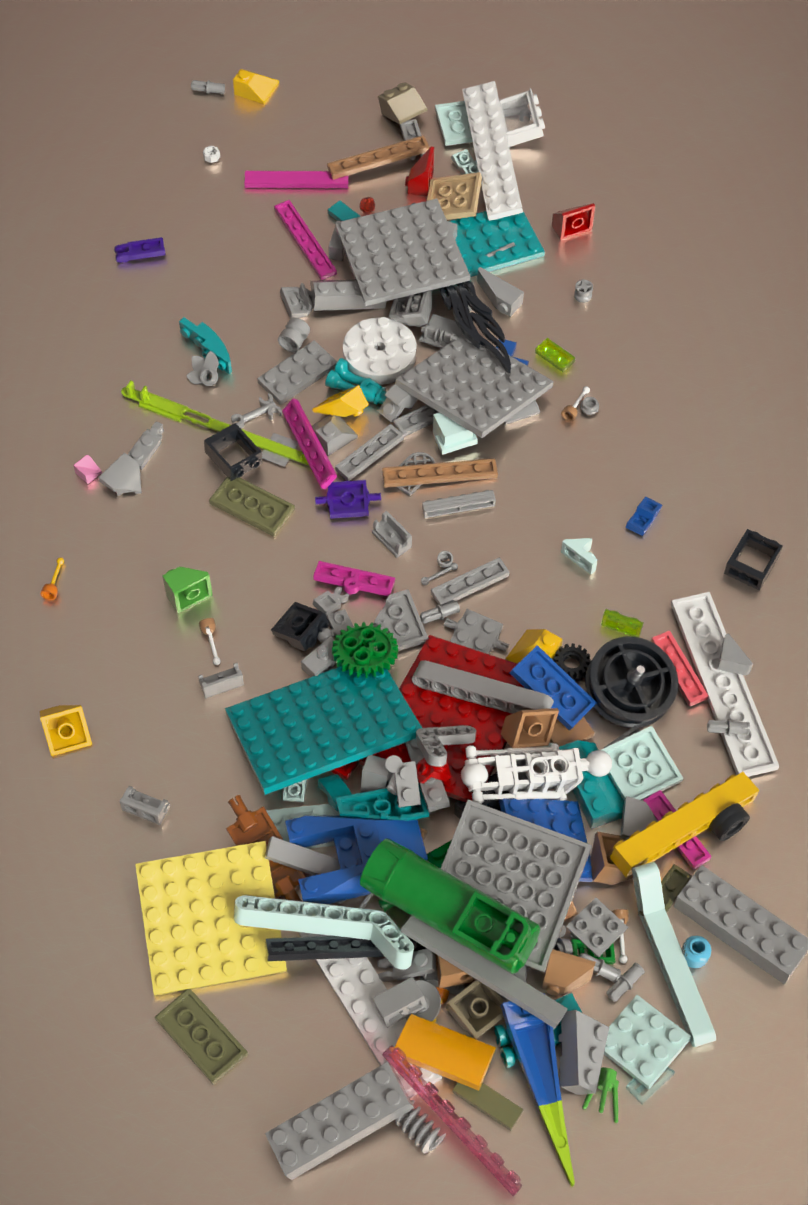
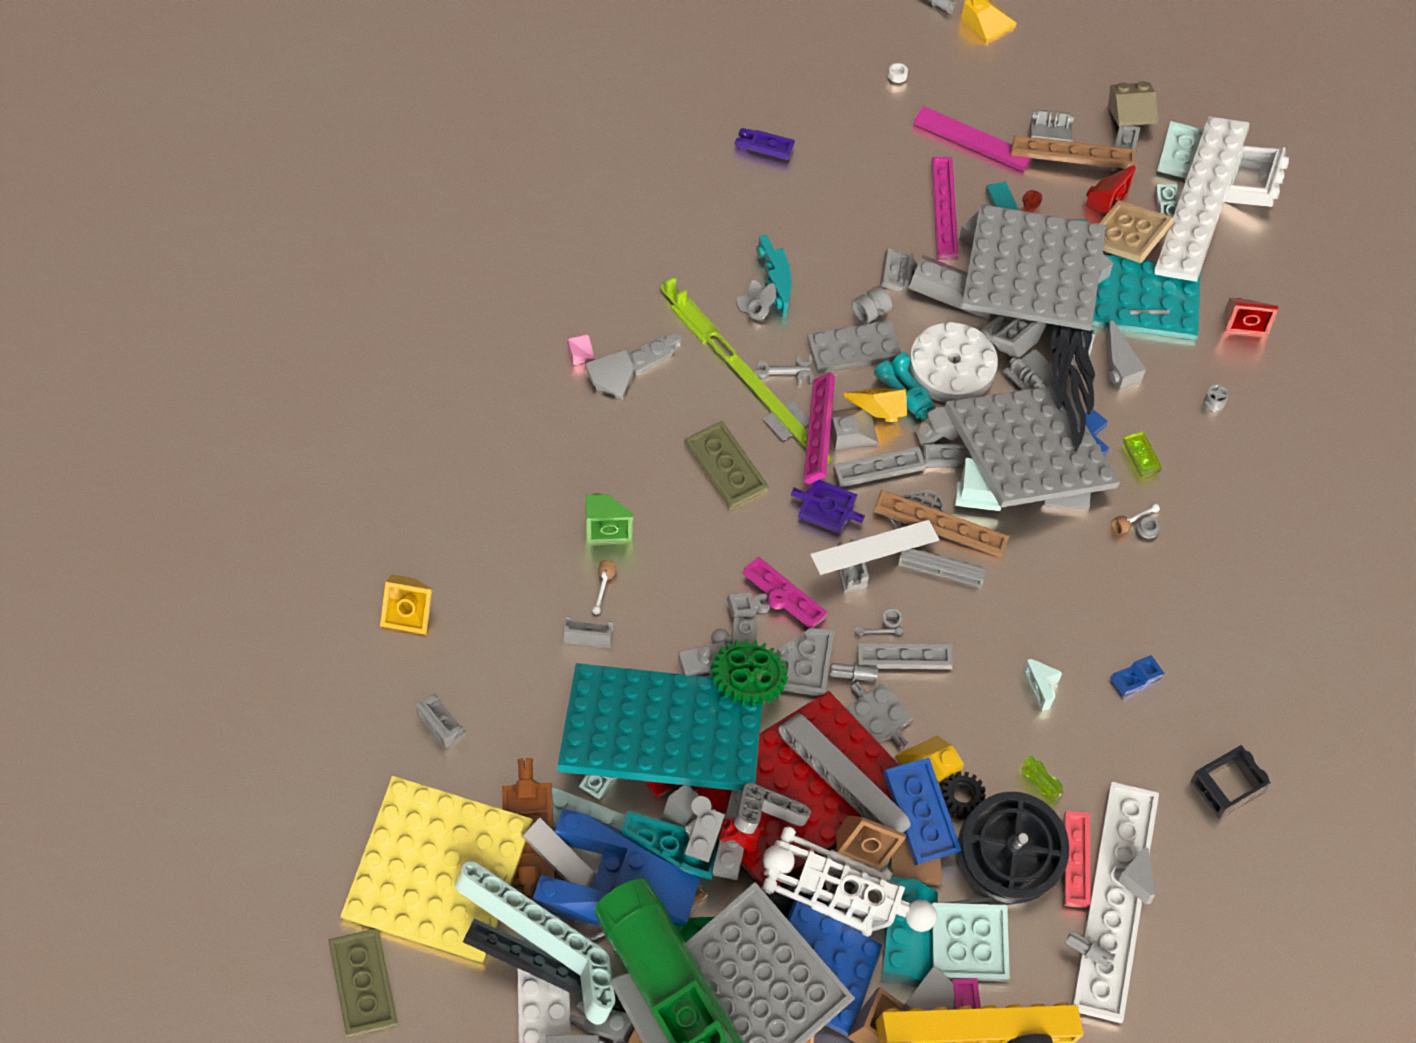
camera: 25 degrees right, 0 degrees up
(50, 590) = (473, 457): orange hinge -> none
(226, 438) = (741, 382): black window -> none
(300, 626) = (700, 615): black plate -> none
(333, 787) = (636, 800): teal slope -> none
(354, 146) = (1051, 129): none -> light grey hinge
(402, 512) = (874, 547): none -> white sticker

